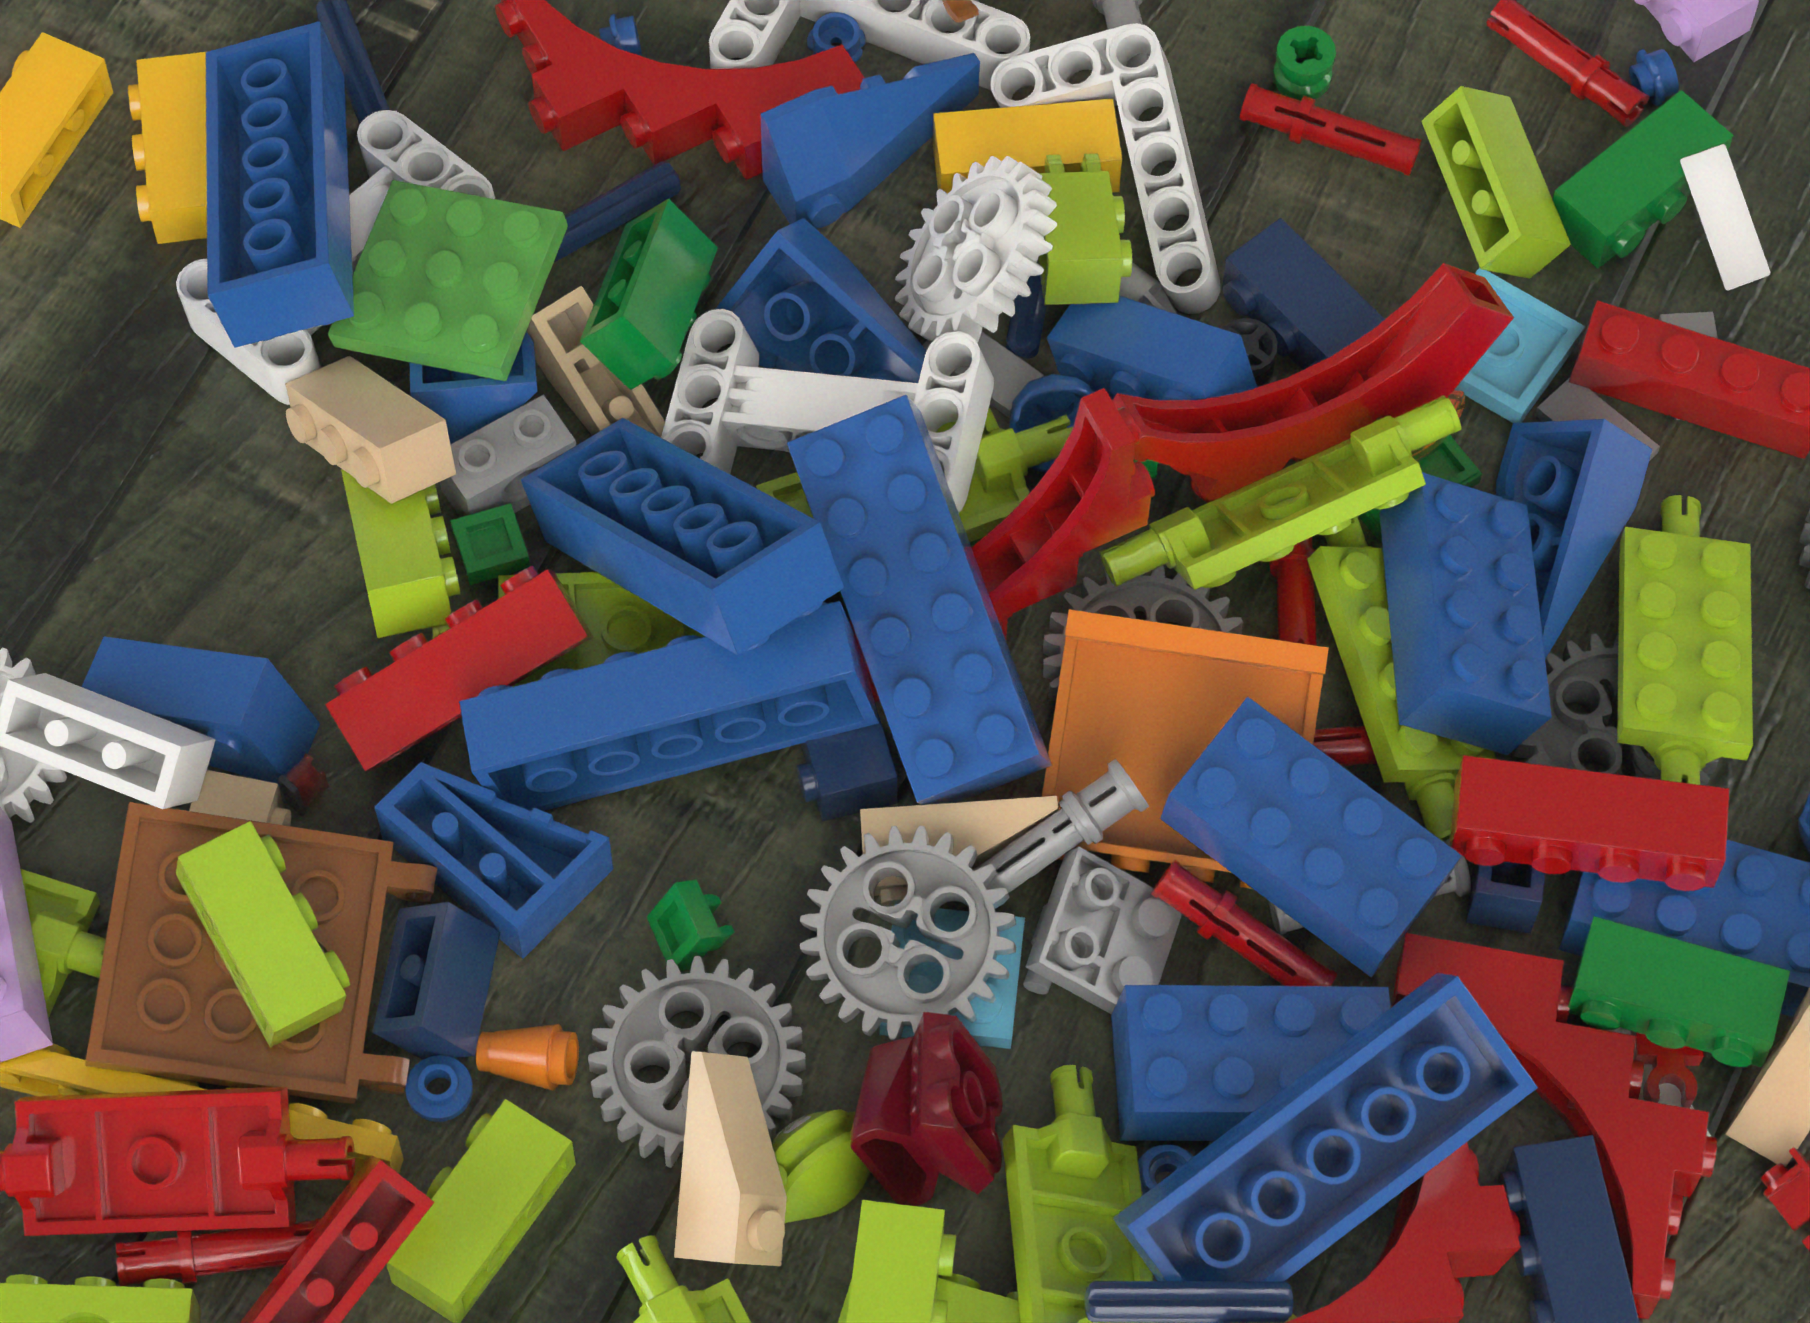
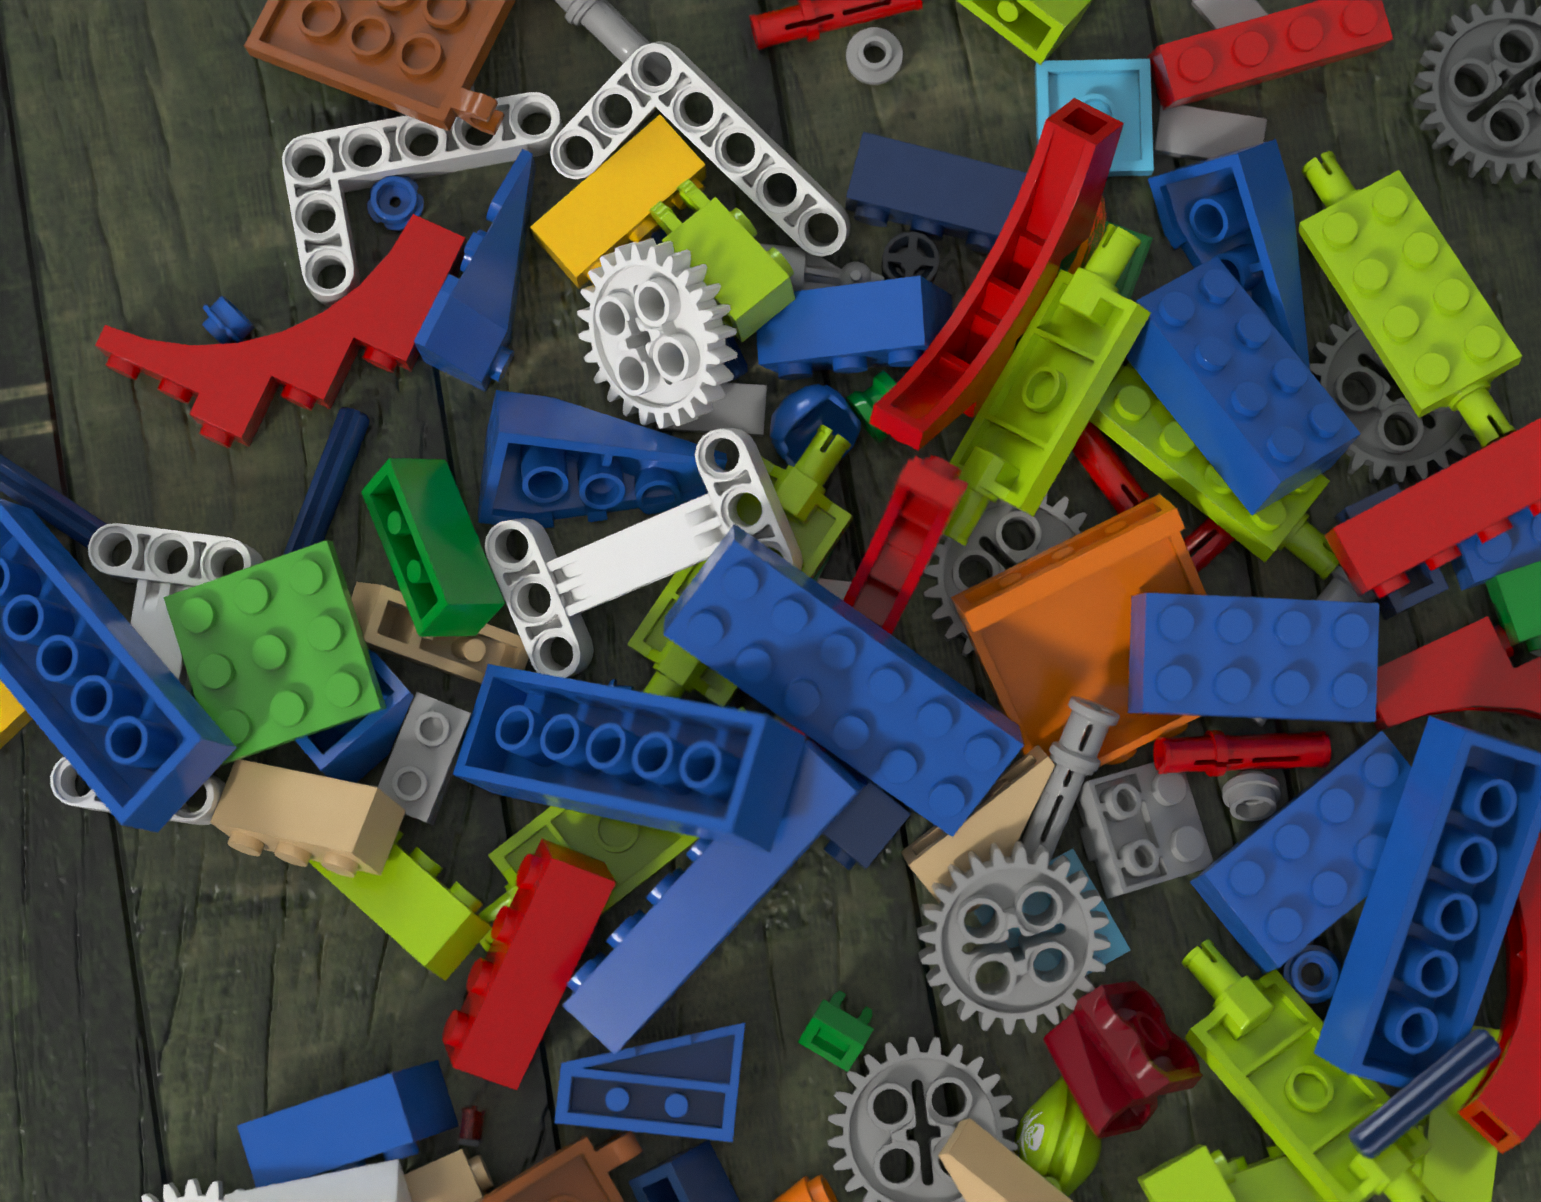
camera: 35 degrees left, 20 degrees up
(490, 544) = (463, 836): green tile -> none
(1225, 968) = (1251, 795): none -> light grey plate
(1338, 197) = (874, 72): none -> light grey plate

